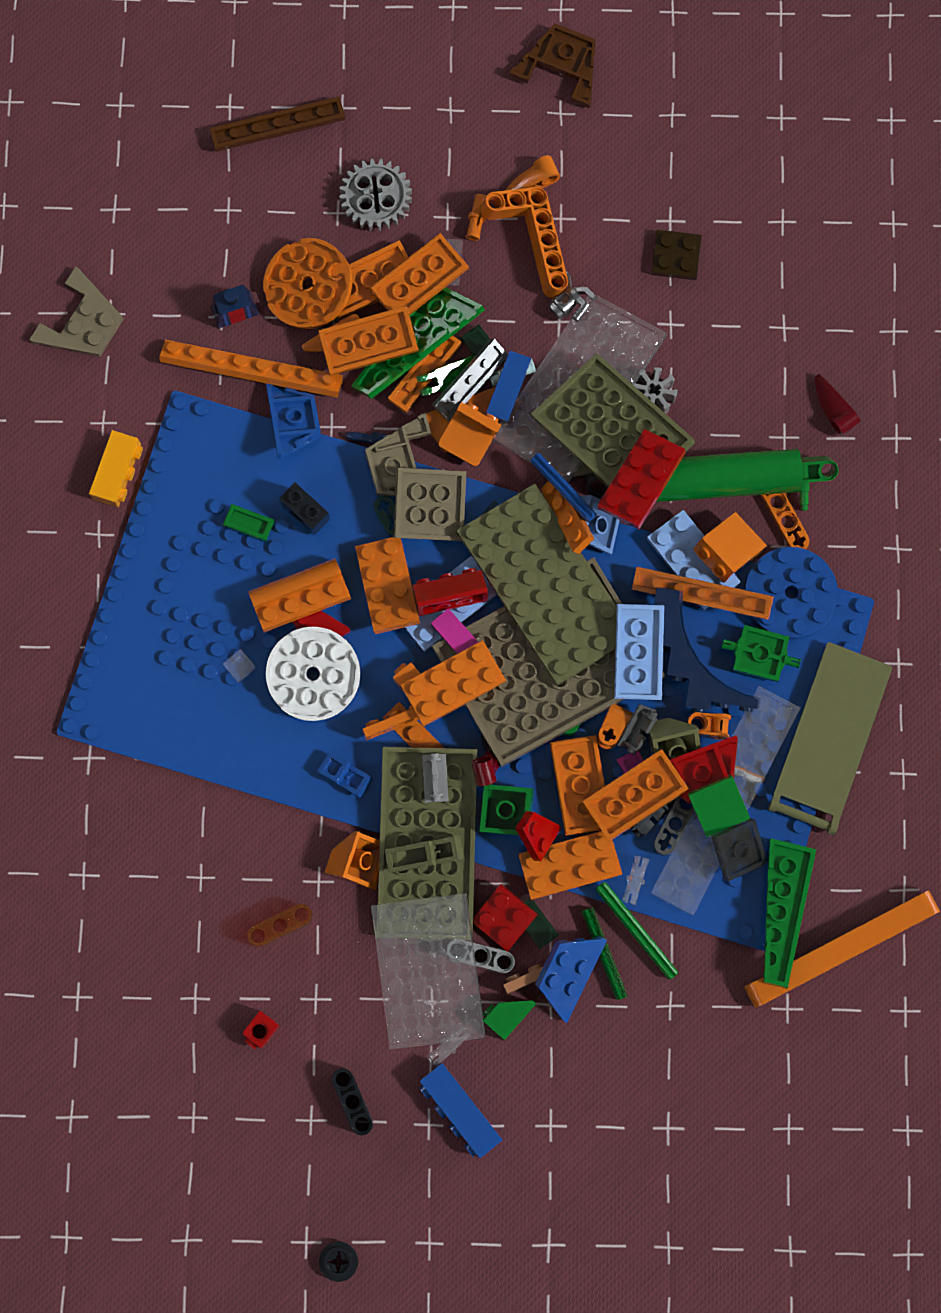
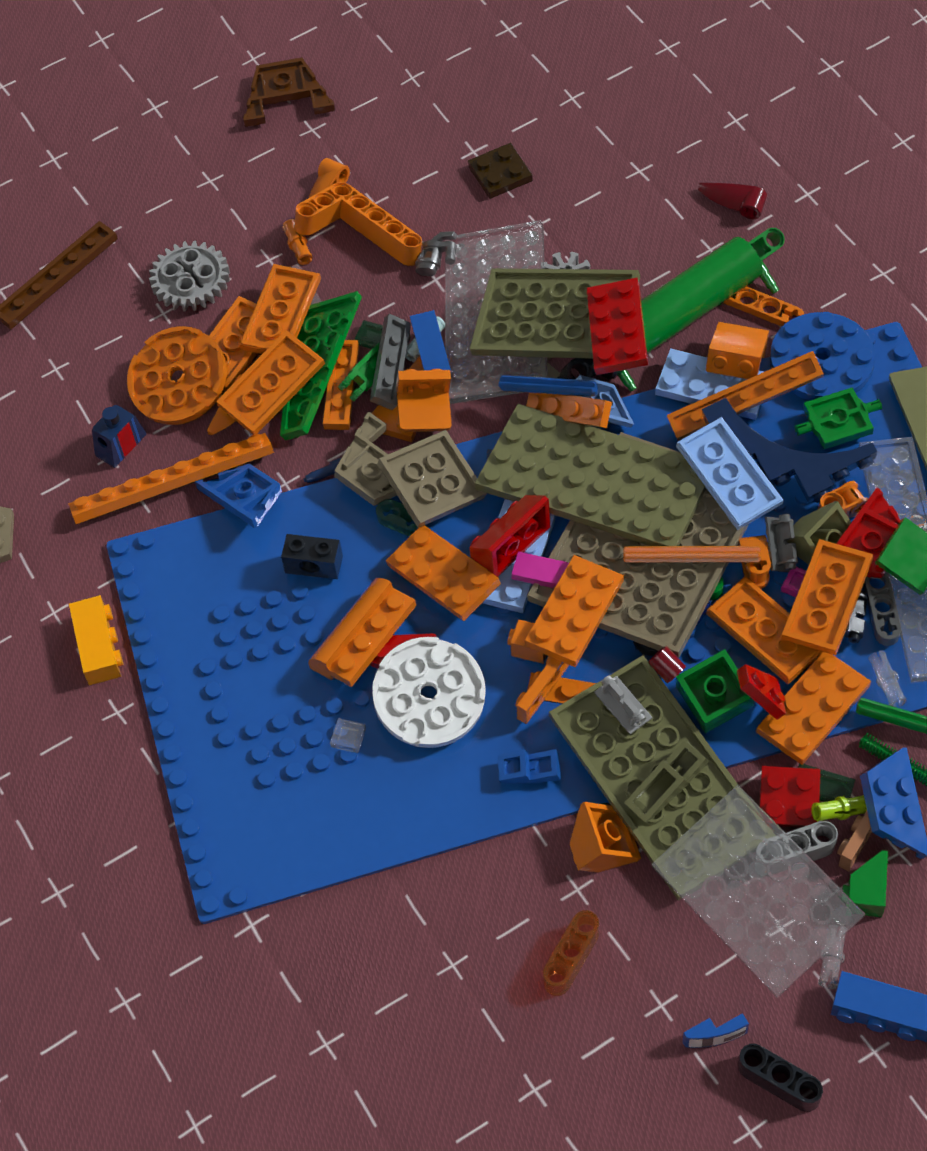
camera: 25 degrees left, 20 degrees down
(248, 523) = (264, 605): green tile -> none
(270, 1025) = (629, 1057): red brick -> none
(328, 1041) = (707, 1035): none -> blue slope
(527, 950) = (839, 808): none -> lime pin
(566, 696) = (662, 554): none -> orange axle

